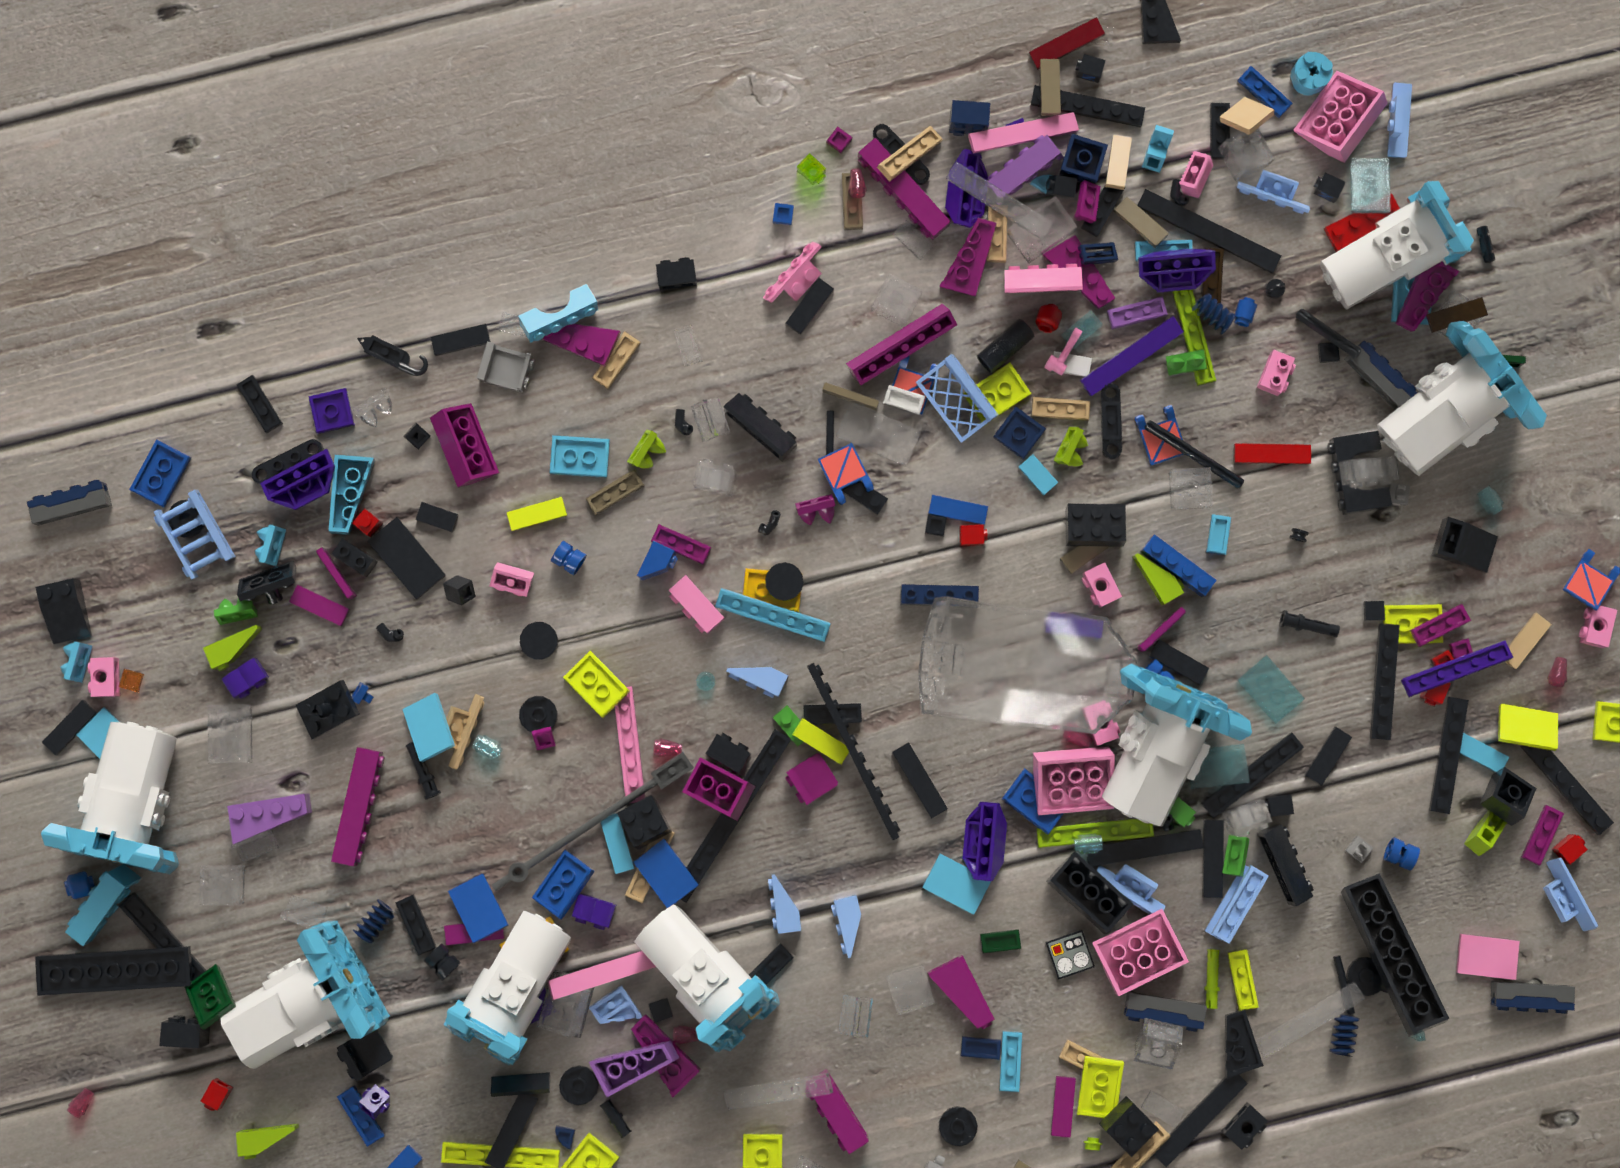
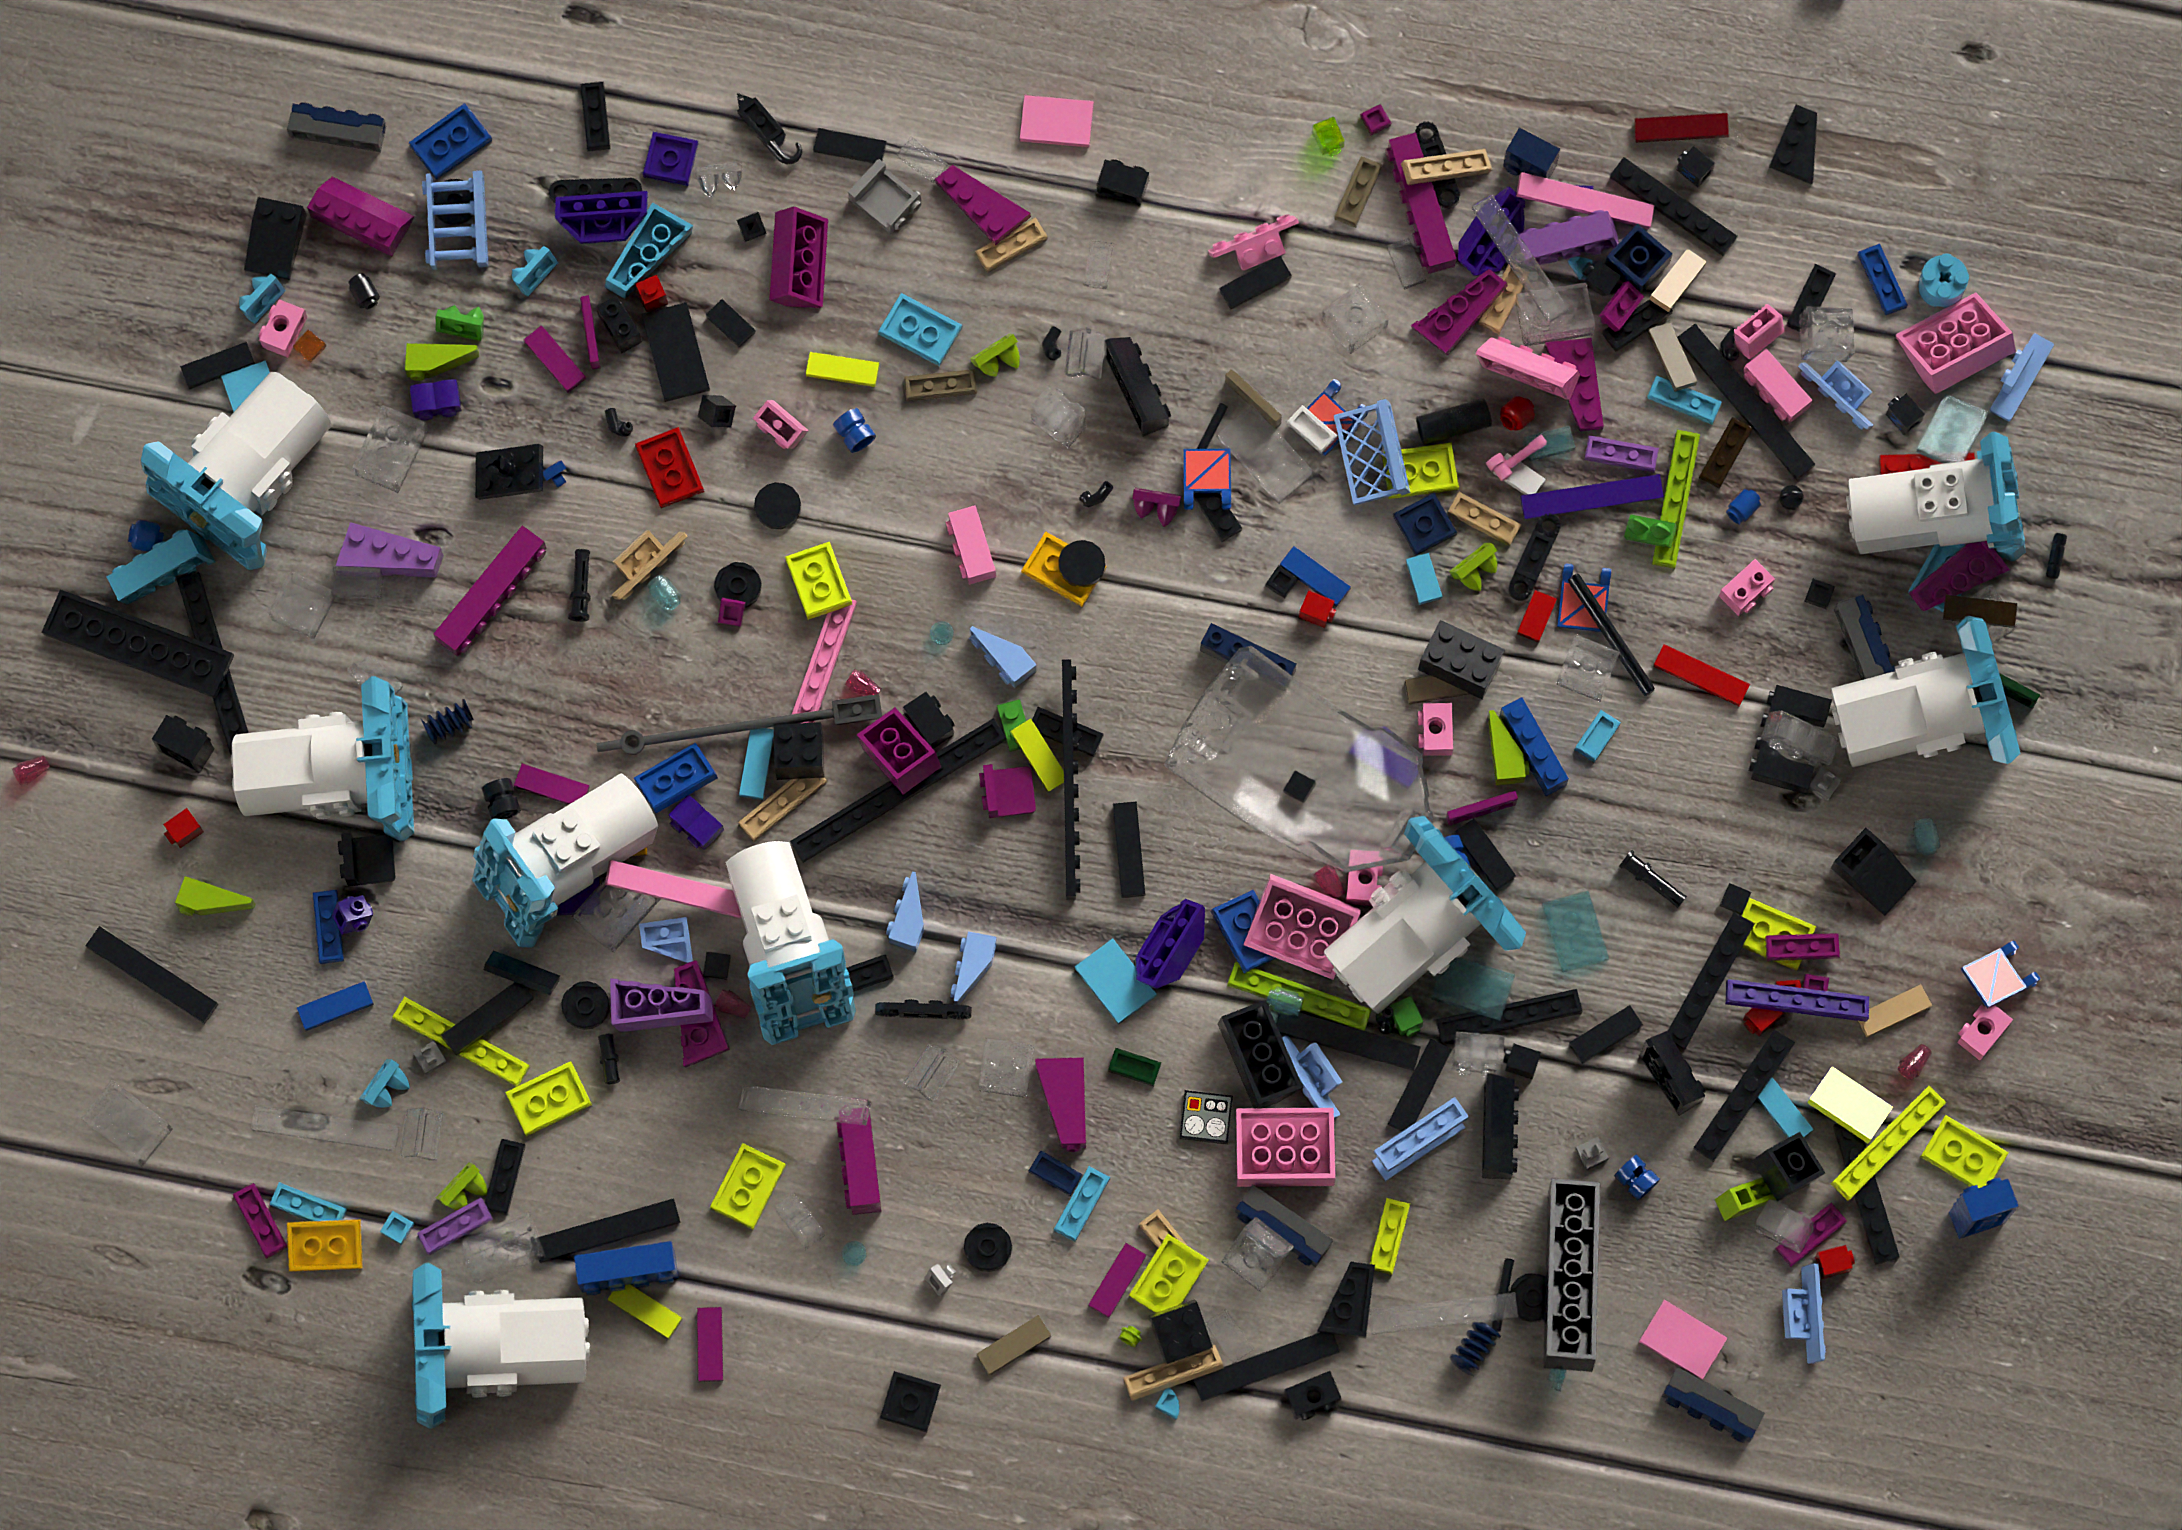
camera: 25 degrees right, 10 degrees down
(119, 562) = (359, 215): none -> magenta slope
(151, 620) = (363, 291): none -> black brick
(210, 997) = (231, 714): dark green tile -> none
(267, 583) = (511, 308): black plate -> none
(416, 925) = (491, 748): black tile -> none
(428, 727) = (611, 540): medium azure tile -> none
(444, 648) = (669, 467): none -> red tile
(478, 908) = (569, 760): blue tile -> none
(539, 324) = (945, 165): medium azure arch -> none
(565, 1136) = (543, 1053): dark blue tile -> none
(604, 249) = (1056, 121): none -> bright pink tile
(657, 561) = (950, 477): blue slope -> none
(666, 873) = (796, 815): blue tile -> none
(681, 544) = (986, 474): magenta tile -> none
(772, 615) = (1051, 594): medium azure tile -> none
(783, 214) = (1273, 170): blue plate -> none
(820, 975) = (913, 1009): none -> black plate
(857, 184) = (1371, 173): clear pink cone -> none
(901, 344) = (1337, 366): magenta brick -> none
(1022, 676) = (1299, 786): none -> black tile
(1050, 87) = (1638, 165): dark tan tile -> none
(1086, 261) = (1607, 372): dark blue tile -> none
(1133, 465) = (1536, 616): none -> red tile
(1157, 148) = (1728, 285): medium azure brick -> none
(1176, 269) = (1684, 422): dark purple wedge -> none
(1212, 978) = (1356, 1214): lime pin -> none
(1215, 312) = (1707, 490): dark blue piece -> none
(1227, 210) = (1776, 386): none -> bright pink brick
(1235, 856) = (1450, 1086): bright green plate -> none
(1247, 115) = (1846, 293): tan tile -> none
(1299, 535) = (1688, 776): black bush -> none
(1328, 333) = (1826, 569): black axle -> none
(1392, 765) = (1672, 1072): none -> black wedge
(1524, 840) = (1784, 1225): none -> clear brick
(1568, 743) = (1888, 1143): none -> neon yellow tile

